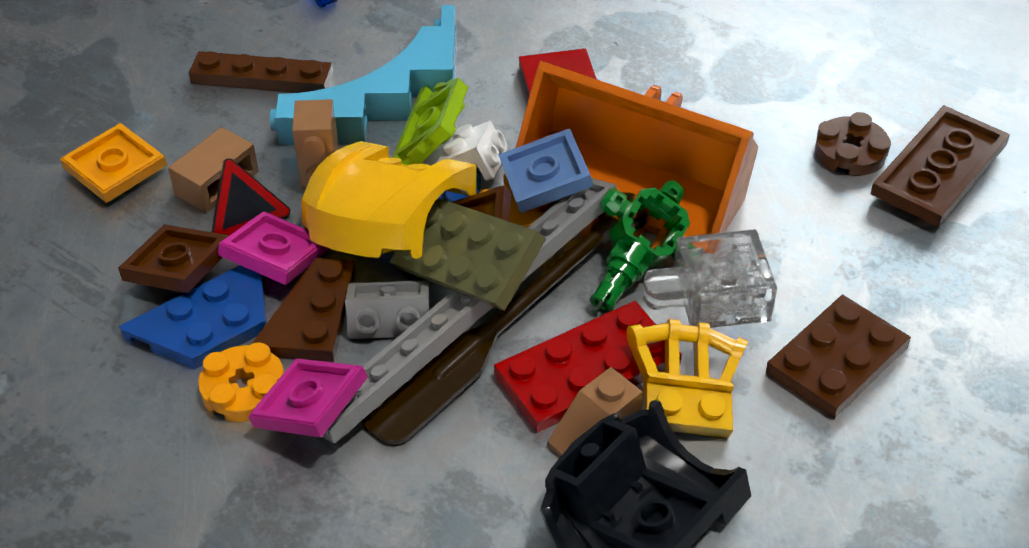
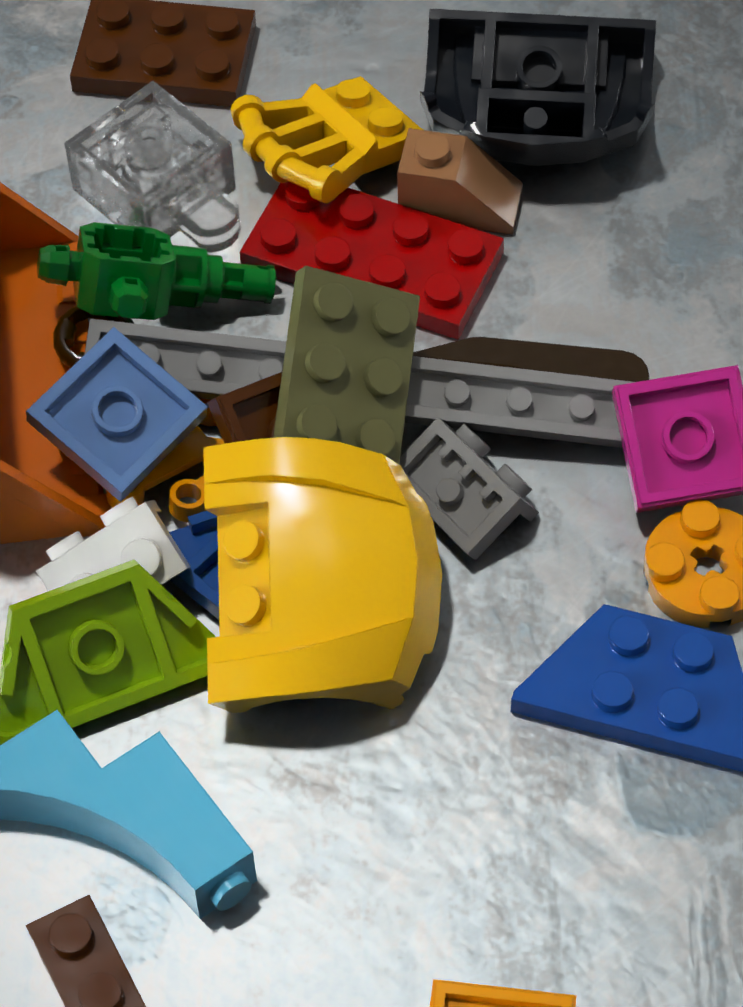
camera: 125 degrees left, 10 degrees up
(173, 258) = (609, 780): reddish brown plate -> none
(198, 172) = (402, 888): medium nougat brick -> none
(242, 199) = (434, 785): piece -> none
(271, 247) = (486, 683): dark pink plate -> none
(311, 314) = (540, 572): reddish brown wing -> none
(313, 135) = (265, 745): medium nougat brick -> none

